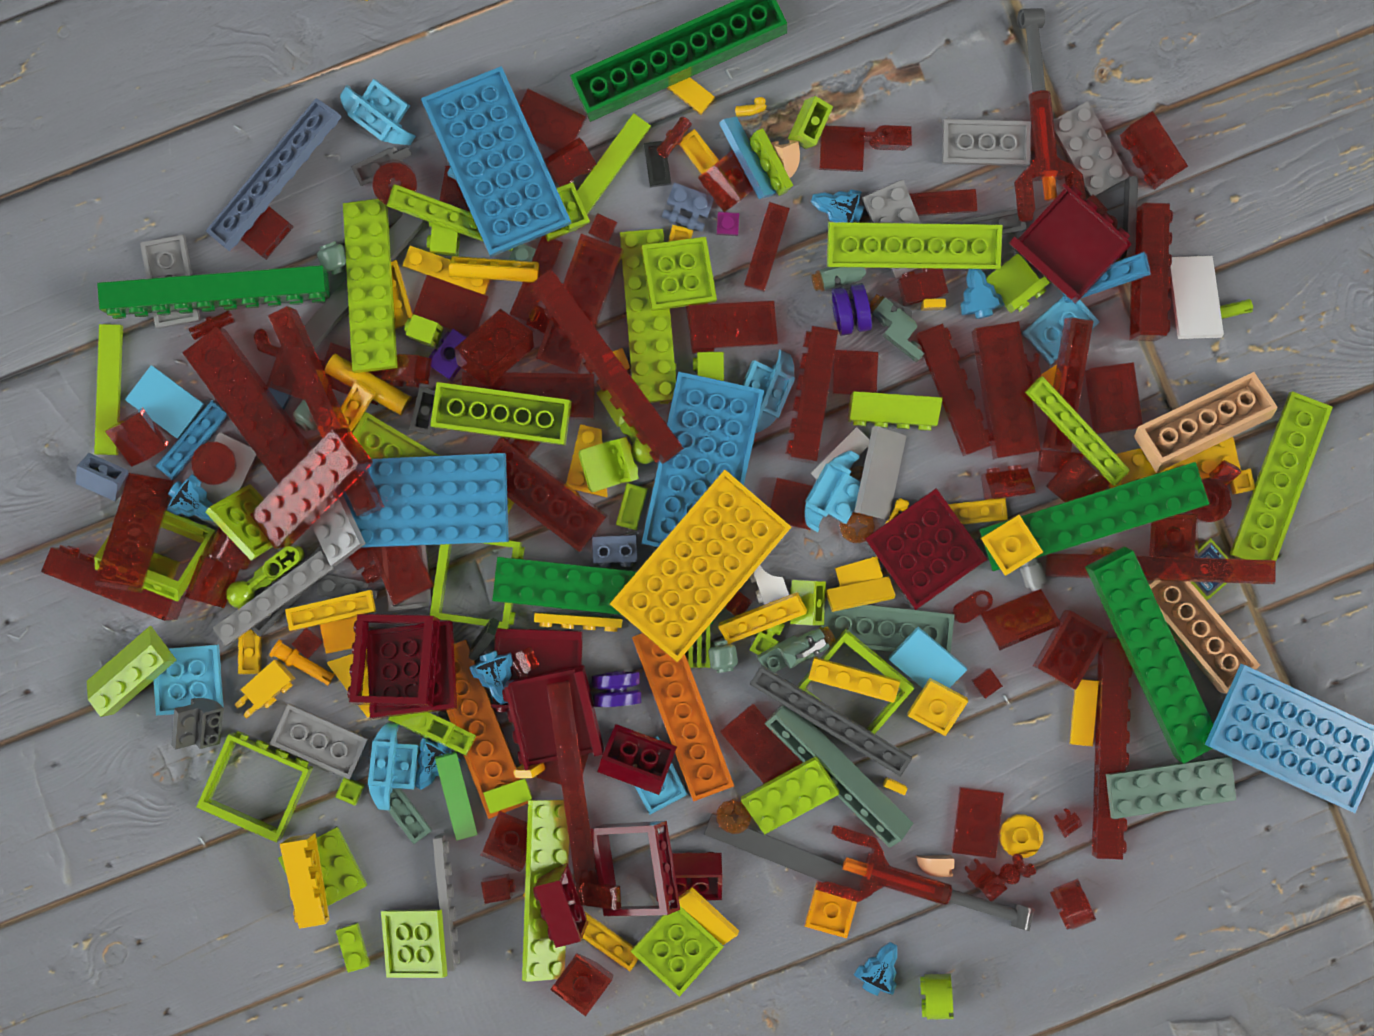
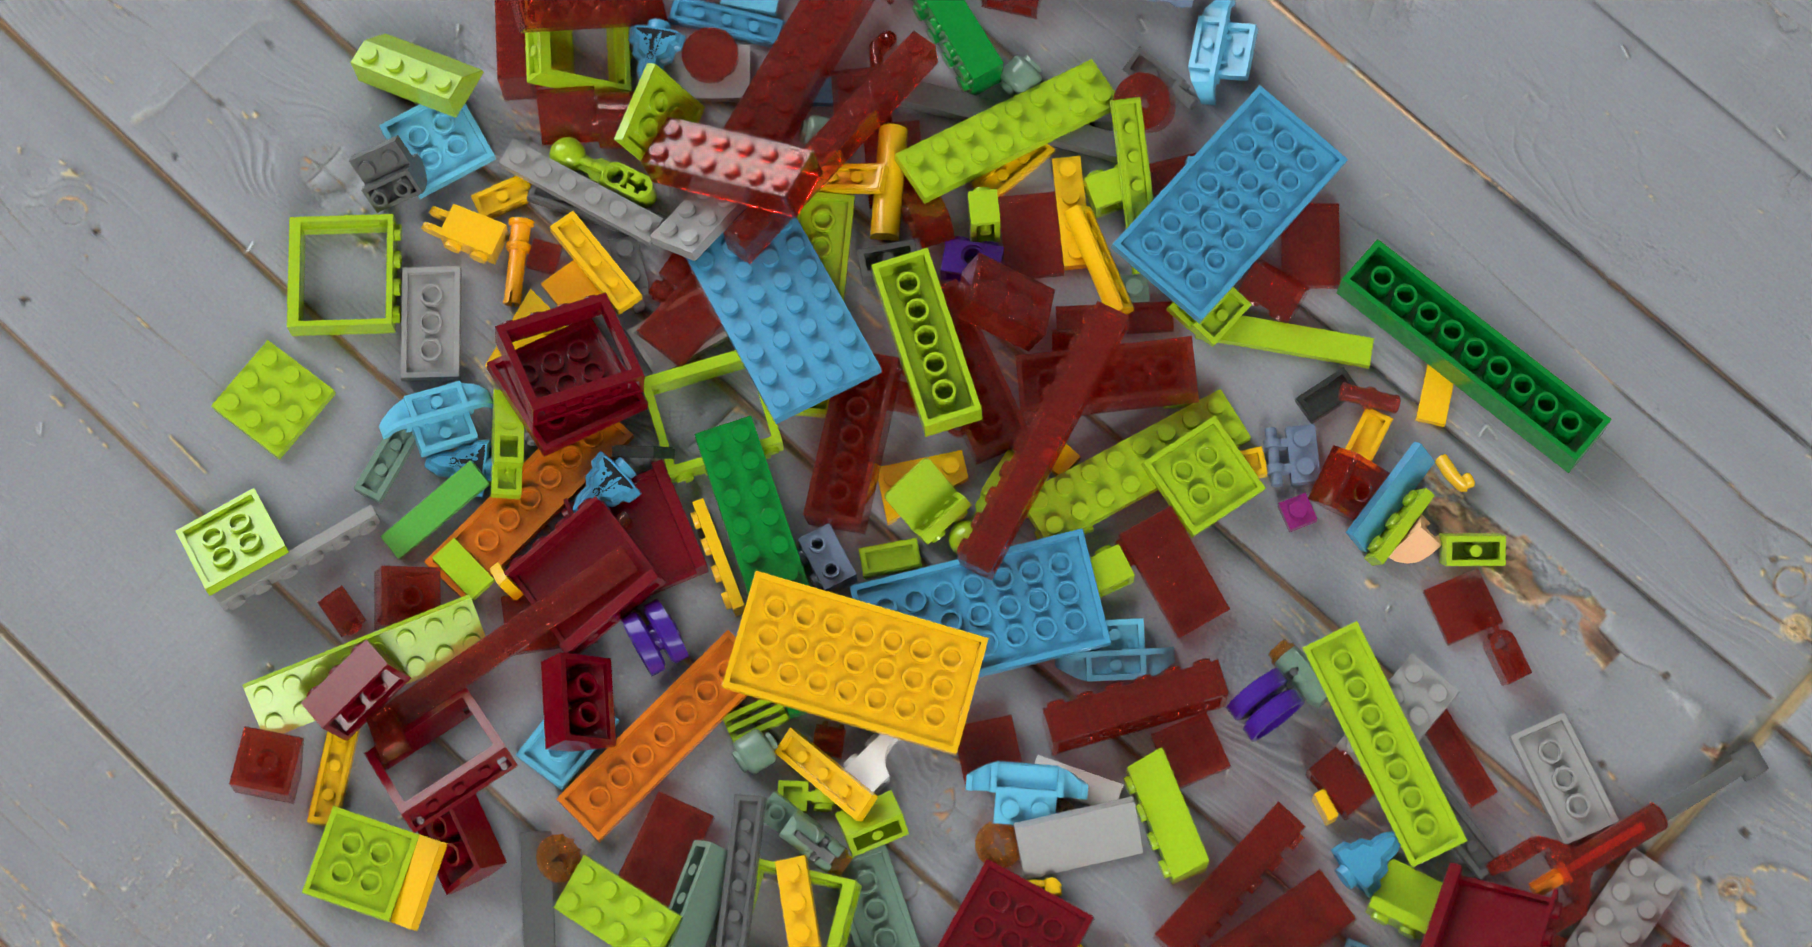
camera: 70 degrees right, 15 degrees down
(305, 880) = (256, 377): yellow wedge -> none
(350, 791) = (386, 387): lime tile -> none
(352, 947) = (194, 476): lime plate -> none
(526, 660) = (640, 516): clear red tile -> none
(602, 228) = (1215, 366): clear red plate -> none
(766, 247) = (1292, 571): clear red plate -> none
(840, 206) = (1388, 636): dark azure rock -> none
(859, 571) = (940, 873): yellow tile -> none
(860, 594) = (914, 885): yellow tile -> none
(900, 325) = (1280, 775): sand green plate -> none

